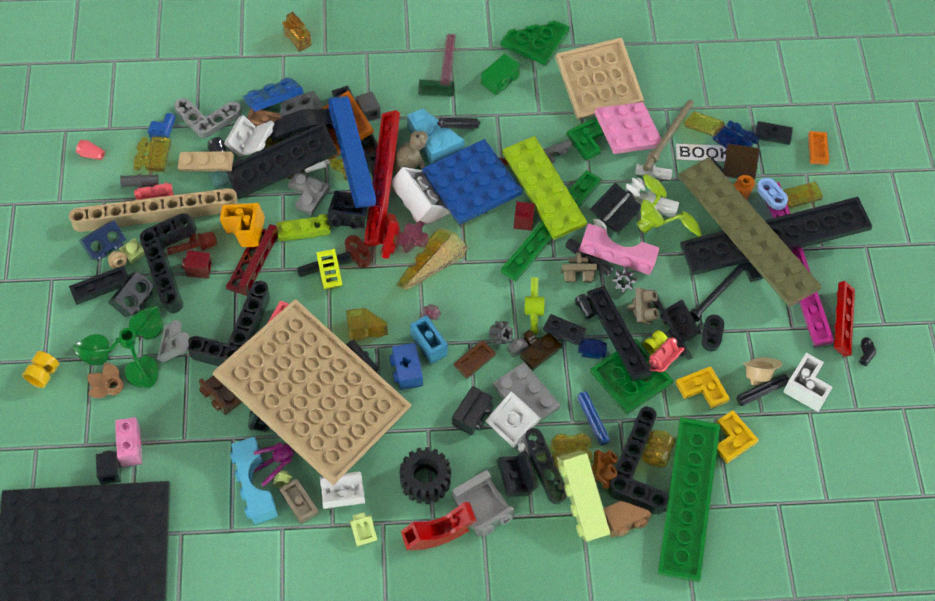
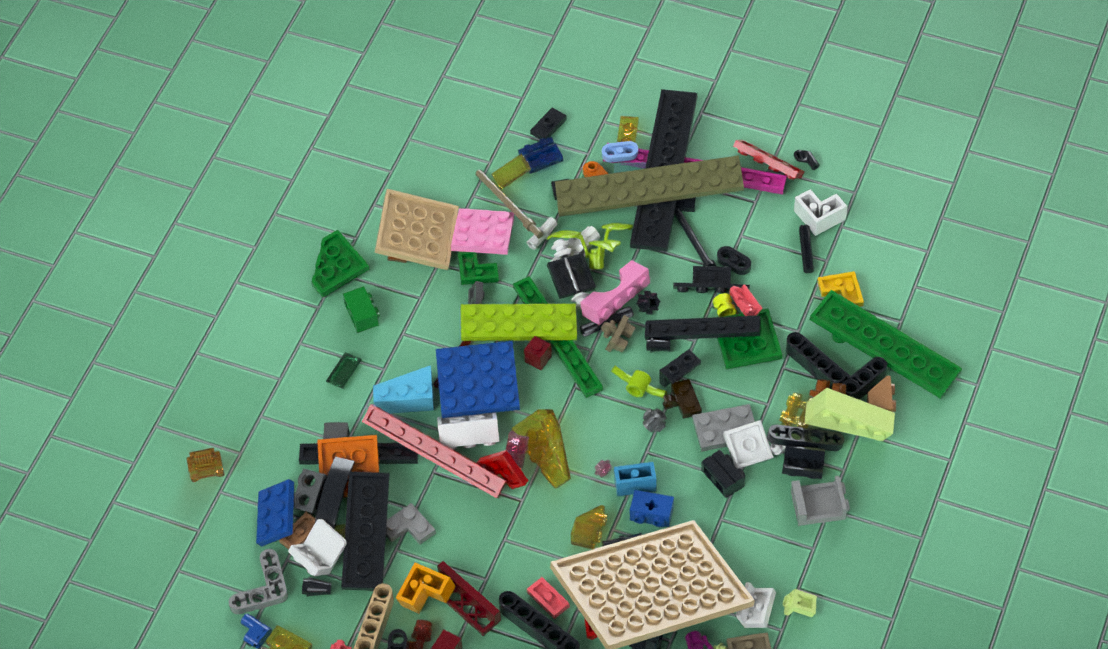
camera: 60 degrees left, 5 degrees down
(205, 161) = (325, 601): tan plate -> none
(219, 182) = (348, 603): clear light blue plate -> none
(303, 228) = (449, 542): lime plate -> none
(314, 267) = (501, 539): black axle -> none
(333, 284) = (523, 531): neon yellow slope -> none
(337, 164) = (398, 483): clear yellow arm -> none
(343, 211) = (452, 494): black plate -> none
(352, 152) = (395, 461): blue beam -> none
(355, 253) = (501, 506): clear red beam -> none
(408, 153) = (416, 415): dark tan animal -> none
(425, 460) = (772, 519): black tyre -> none
(439, 531) = (830, 538): red arch -> none
(447, 60) = (317, 346): clear pink axle -> none
(459, 123) = (405, 363): black axle -> none
(474, 359) = (670, 452): reddish brown plate -> none
(517, 347) = (673, 415): flat silver piece -> none
(592, 348) = (707, 354): clear blue brick -> none
(593, 418) = (773, 385): blue axle -> none
(641, 306) = (677, 293): dark tan hips -> none
(658, 448) = (829, 345): clear yellow wheel -> none
(700, 152) = (540, 185): white sticker -> none
(703, 382) = (782, 285): yellow plate -> none
(741, 161) = (568, 161): dark brown sticker -> none
(761, 369) = (788, 238): tan piece -> none
(818, 148) = (584, 98): orange plate -> none

